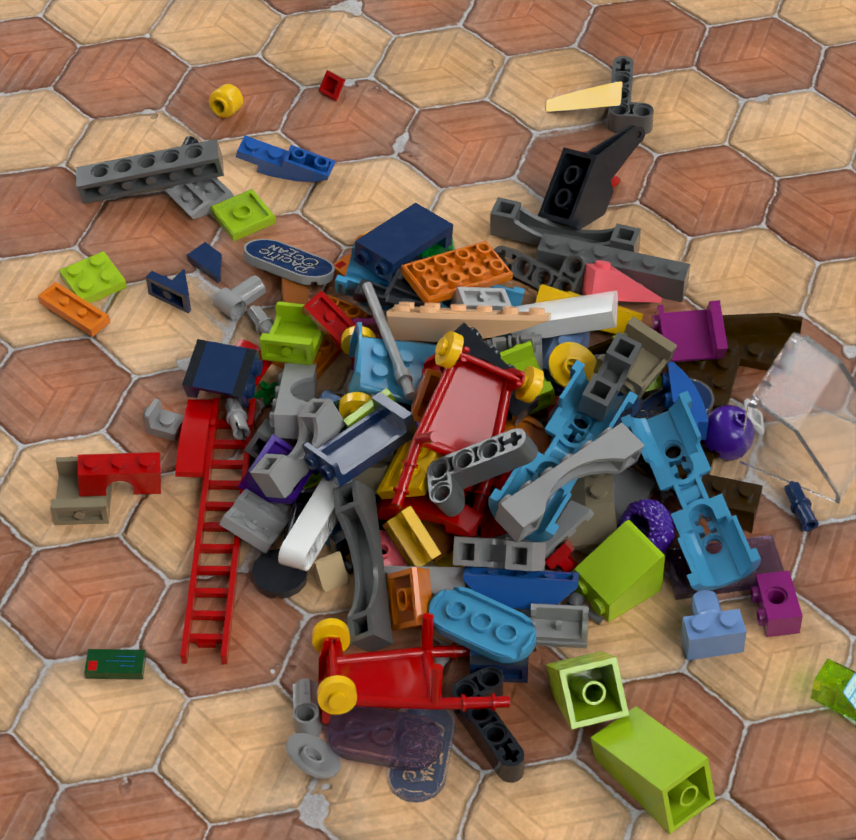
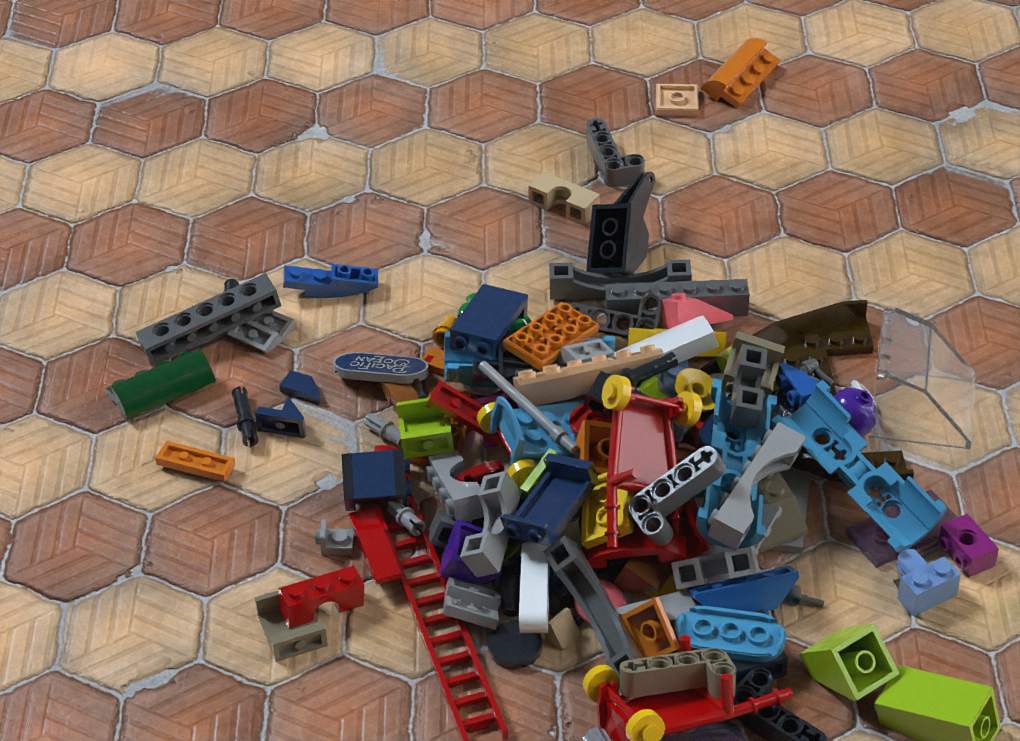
camera: 20 degrees left, 5 degrees down
(78, 224) = (161, 384): none -> dark green brick
(93, 278) = (198, 428): lime plate -> none
(137, 284) = (246, 422): none -> black pin
(226, 101) = (245, 240): yellow head -> none
(235, 301) = (347, 414): light grey piece -> none
(242, 215) = (312, 338): lime tile -> none
(267, 392) = (421, 488): green plant -> none
(320, 392) = (477, 472): none -> red tile
(332, 85) = (337, 204): red slope -> none
(404, 648) = (676, 673): none -> dark tan beam
(411, 538) = (630, 576): yellow slope -> none
(503, 337) = (649, 369): none -> black pin
(545, 121) = (552, 190): none -> tan arch
(560, 625) = (796, 614): light grey hinge -> none
(562, 557) = (766, 558): red tile -> none
(593, 97) = (585, 159): yellow sticker -> none
(621, 572) = (826, 554): lime slope -> none
(652, 520) = (828, 511): dark purple hair -> none
(695, 332) = (787, 329): magenta panel -> none
(710, 372) = (812, 366): none -> dark grey hand
(726, 55) = (676, 100): none -> light nougat tile
(801, 506) = (942, 459): dark blue axle -> none
(806, 42) = (741, 73): none -> orange brick

